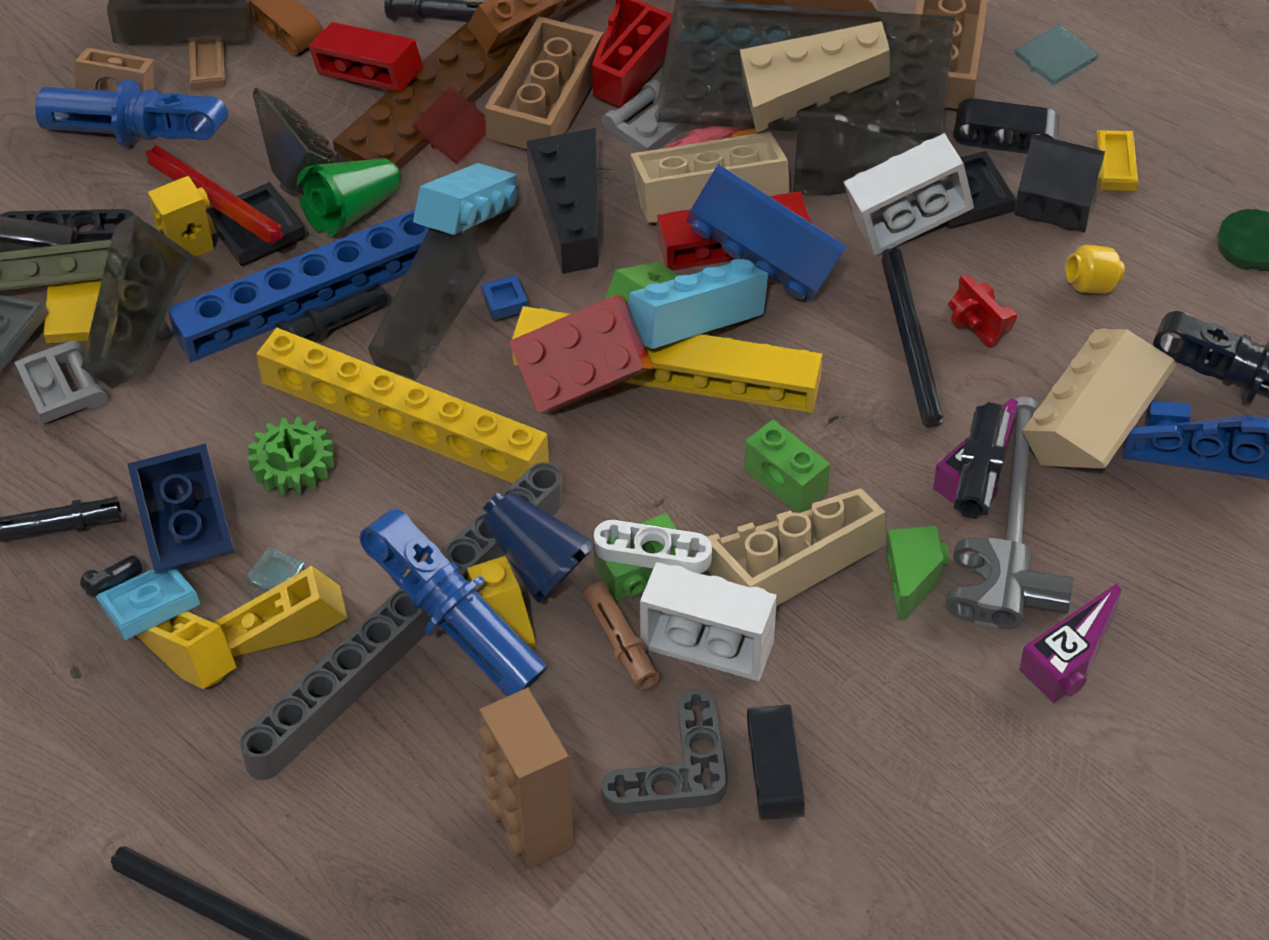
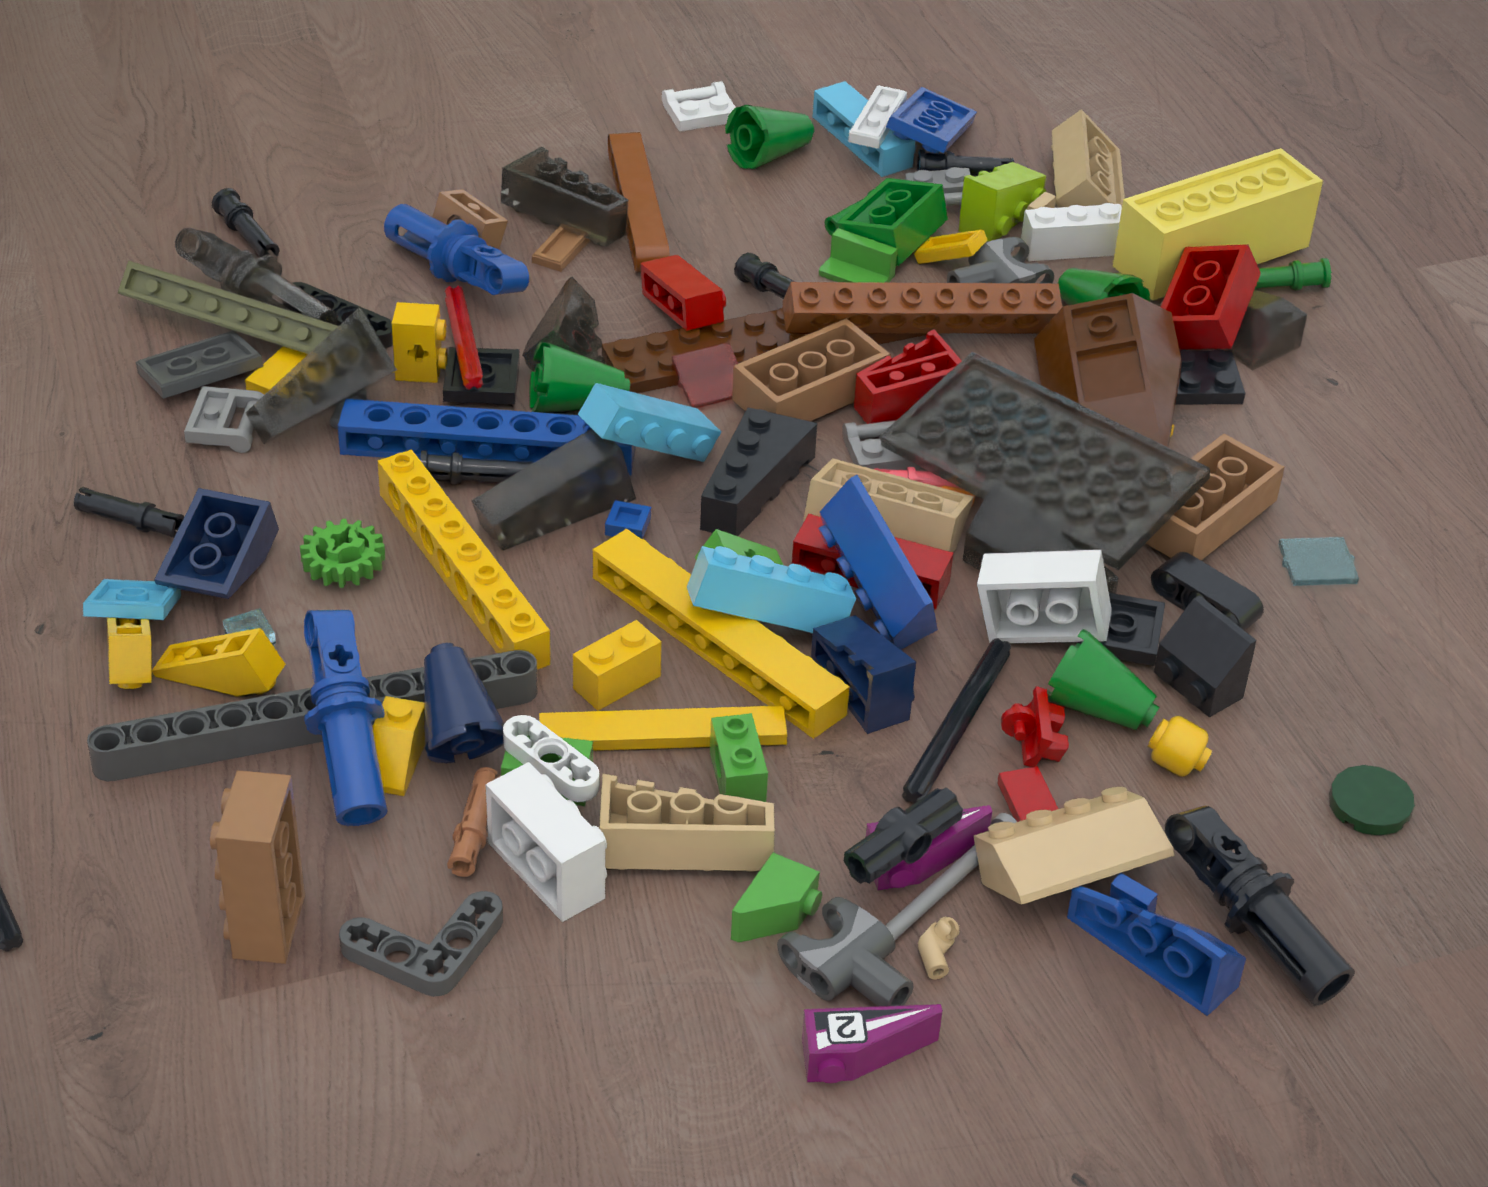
camera: 30 degrees right, 10 degrees down
(98, 582) = (125, 570): black arm -> none
(581, 354) = (630, 580): red brick -> none
(616, 434) = (617, 665): none -> yellow brick
(690, 470) = (660, 726): none -> yellow tile
(775, 762) = (505, 986): black beam -> none
(811, 70) = (1034, 453): tan wedge -> none
(820, 325) = (873, 668): none -> dark blue wedge
(999, 248) = (1101, 686): none -> green cone
(1019, 374) = (1025, 792): none -> red tile
(1053, 536) = (935, 943): none -> tan arm
(1119, 162) = (1294, 672): yellow tile -> none

